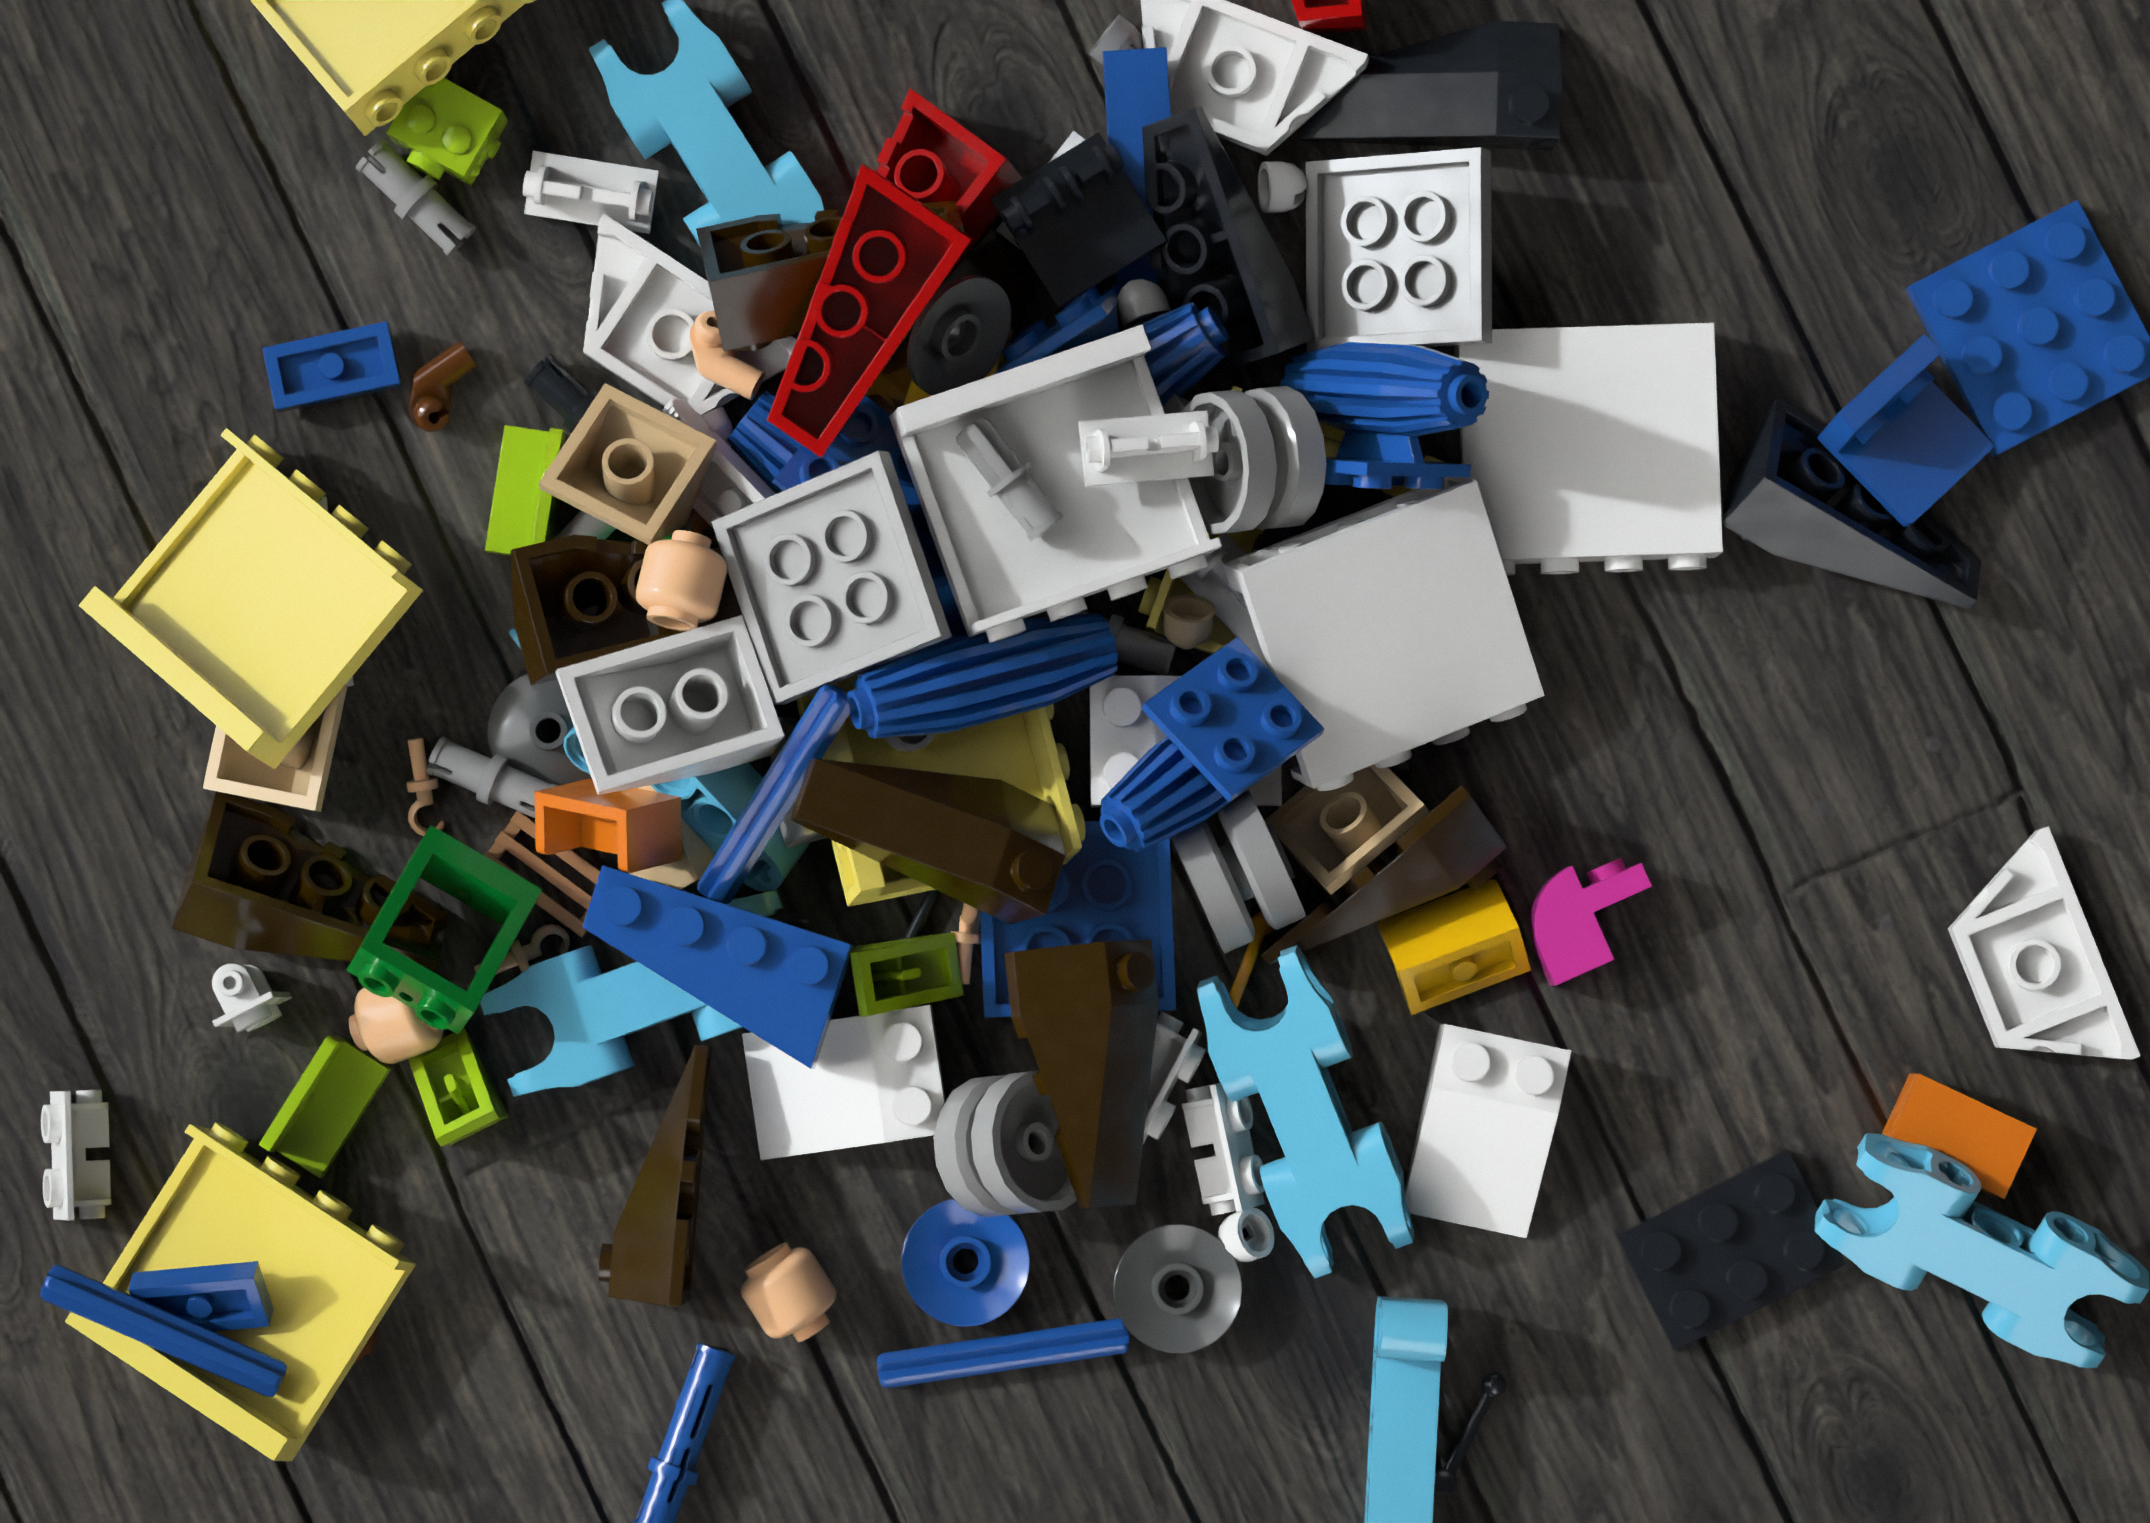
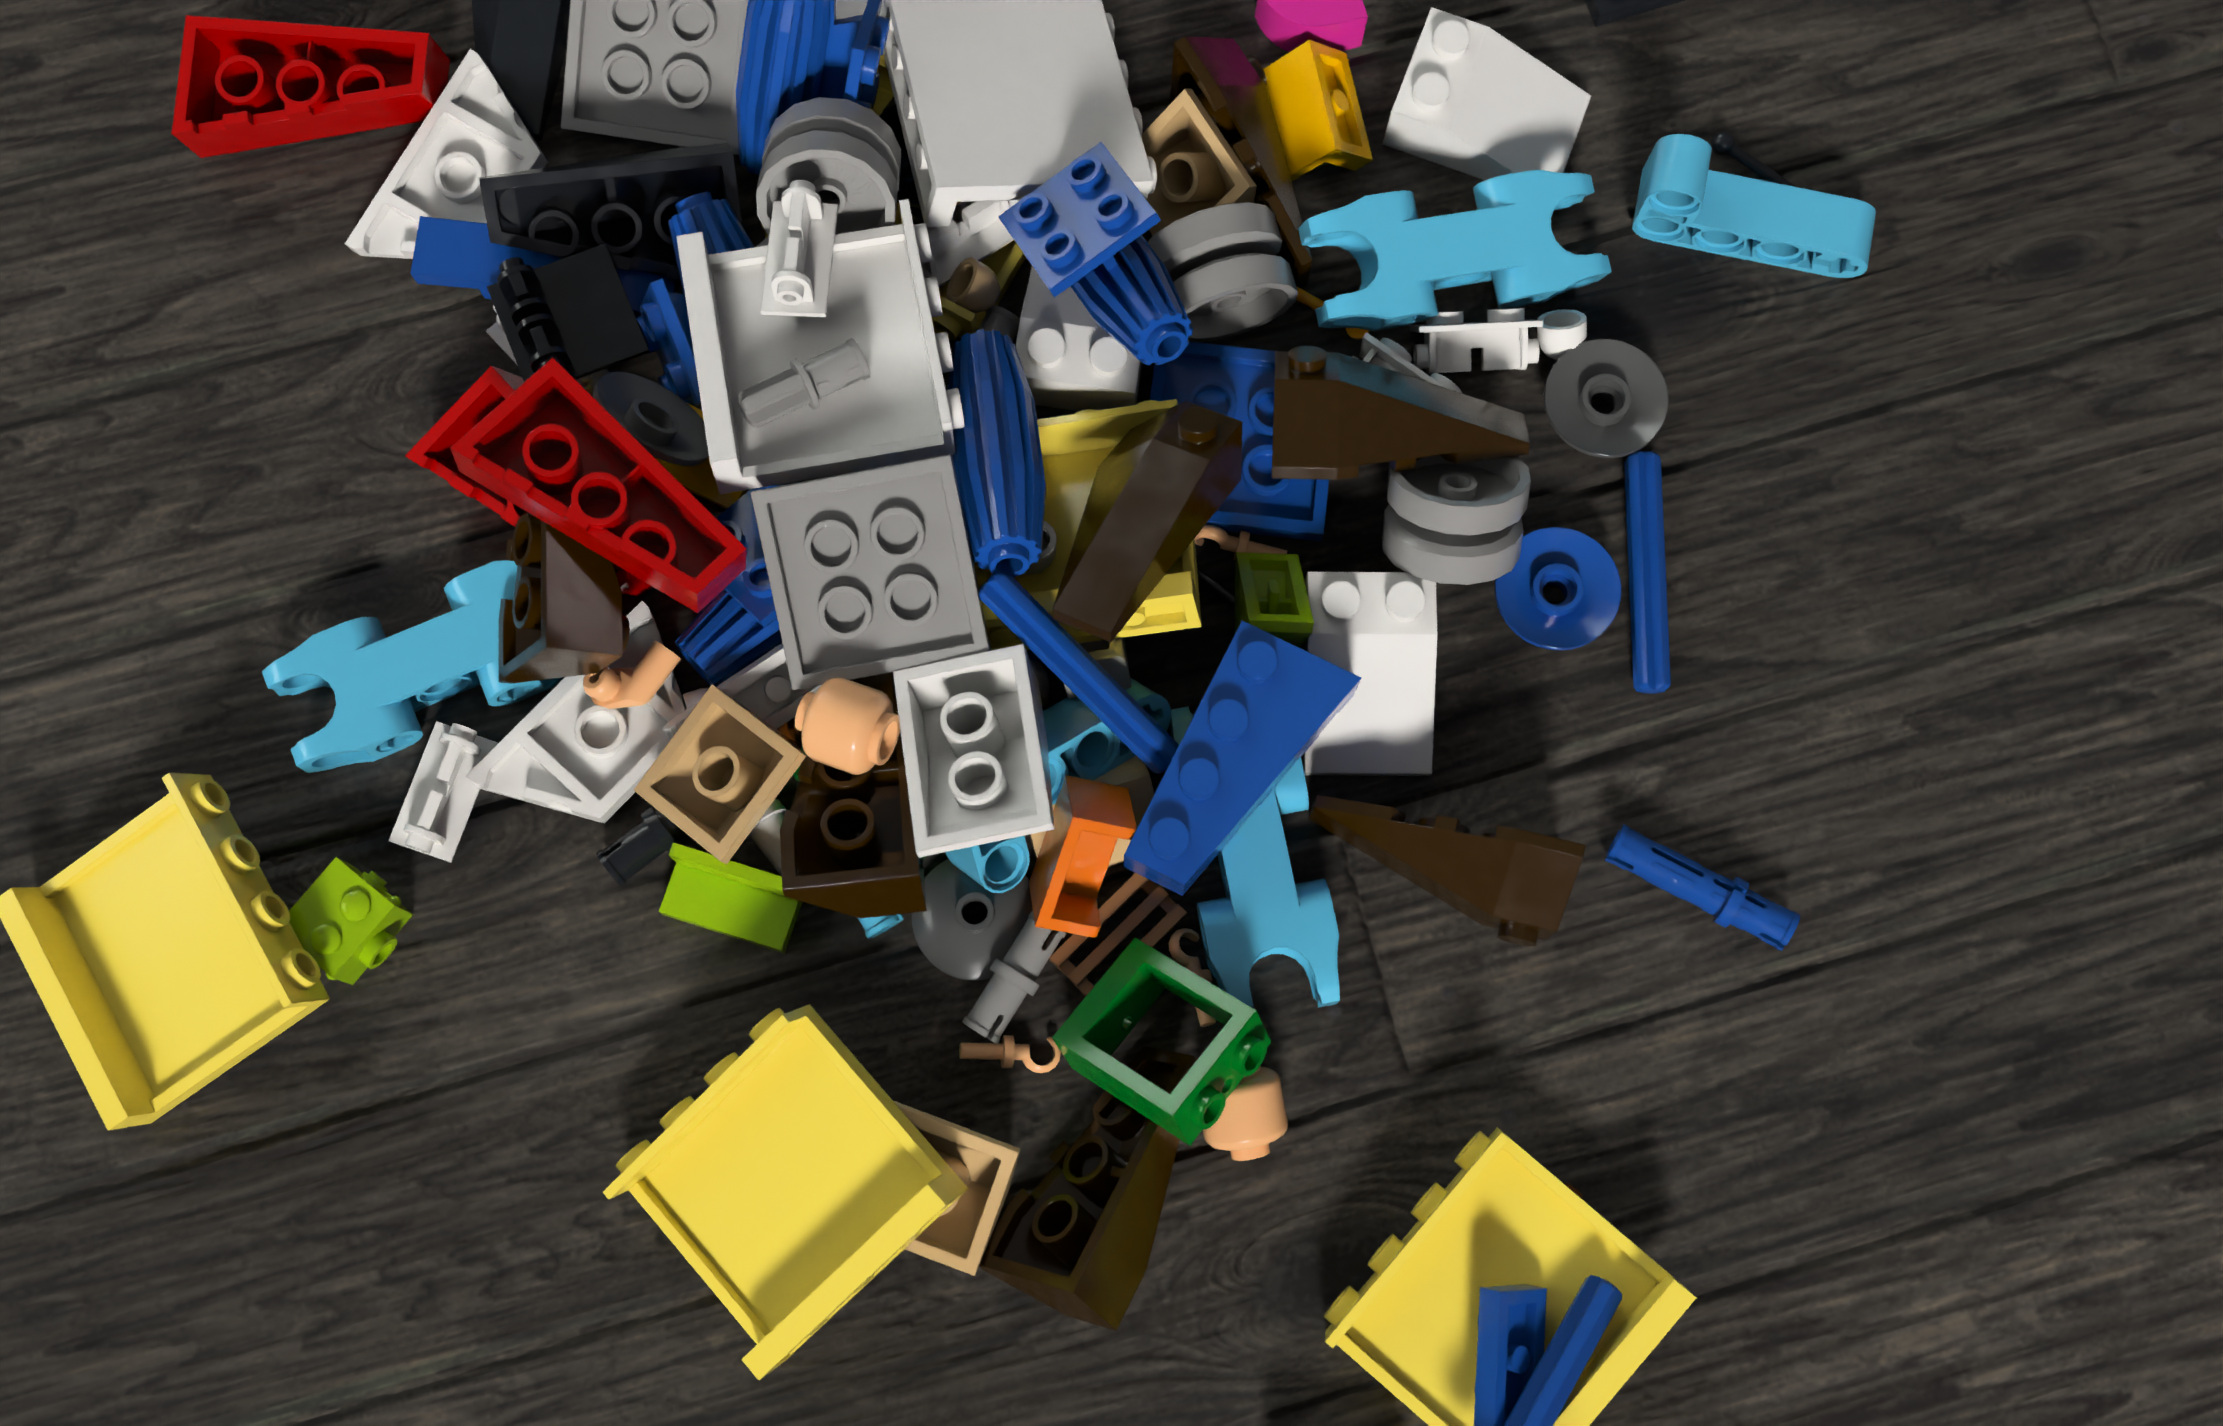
camera: 80 degrees left, 10 degrees down
(245, 997) = (1202, 1259): white hinge -> none
(325, 1105) = (1321, 1199): lime panel -> none
(332, 367) = (564, 1077): blue plate -> none
(415, 197) = (409, 966): light grey pin -> none
(433, 385) = (607, 980): reddish brown arm -> none
(456, 1089) = (1326, 1059): lime slope -> none
(788, 1292) = (1568, 759): light nougat head -> none
(1118, 36) = (404, 284): light grey hinge -> none
(1140, 302) = (658, 267): light grey hinge -> none
(1280, 186) = (577, 147): white hinge -> none

